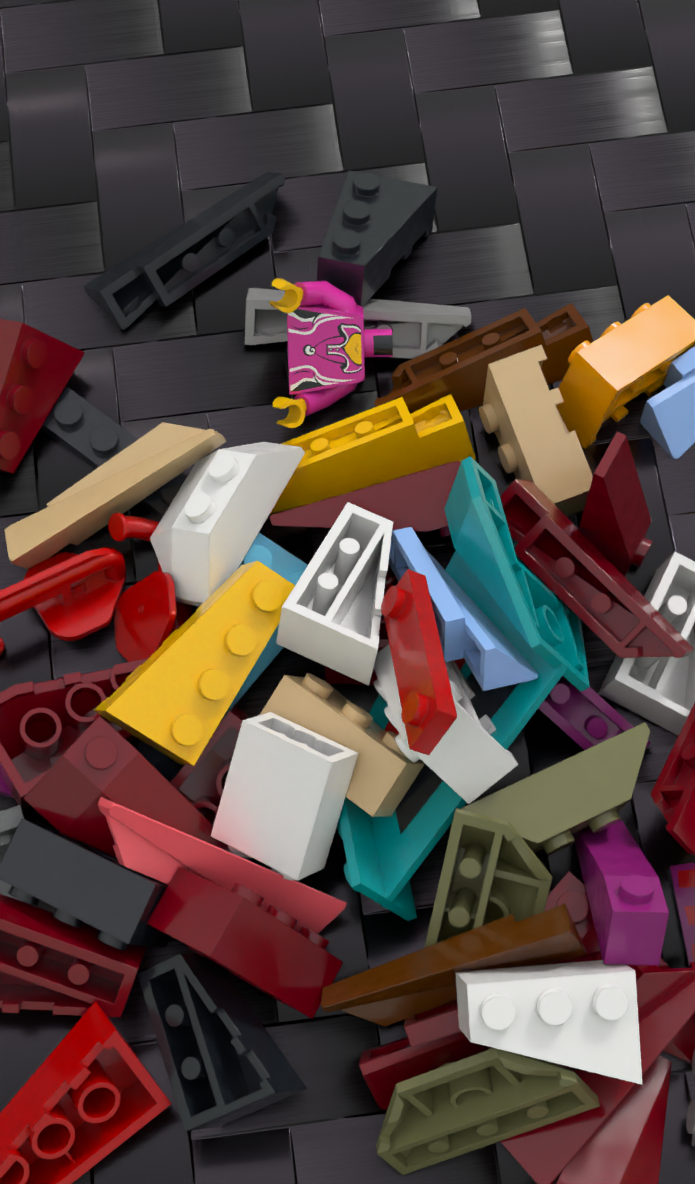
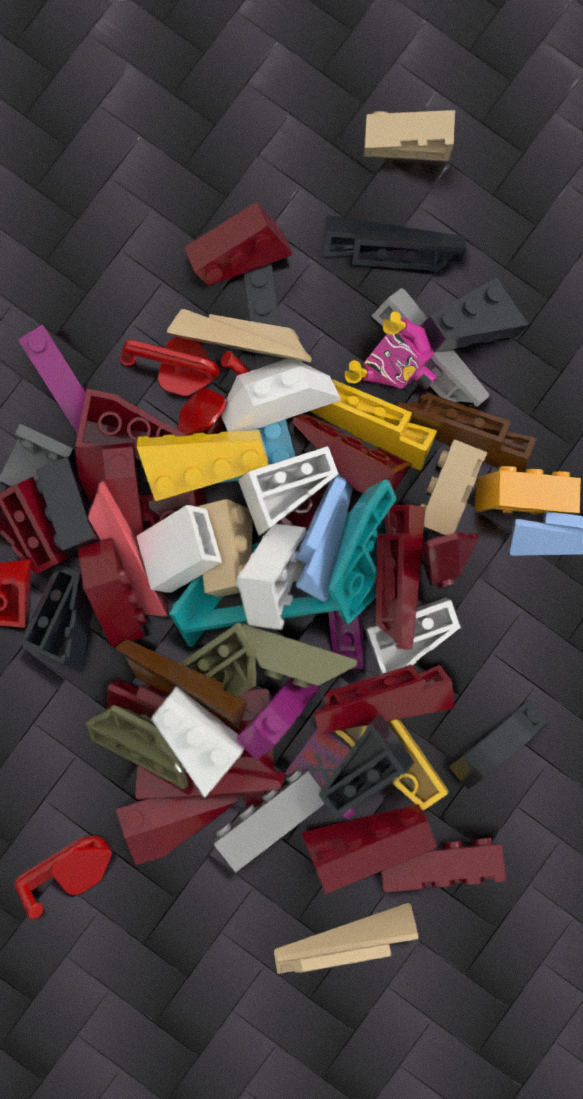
camera: 40 degrees right, 15 degrees up
(100, 115) = (410, 135): none -> tan wedge
(418, 662) = (277, 549): red plate -> none

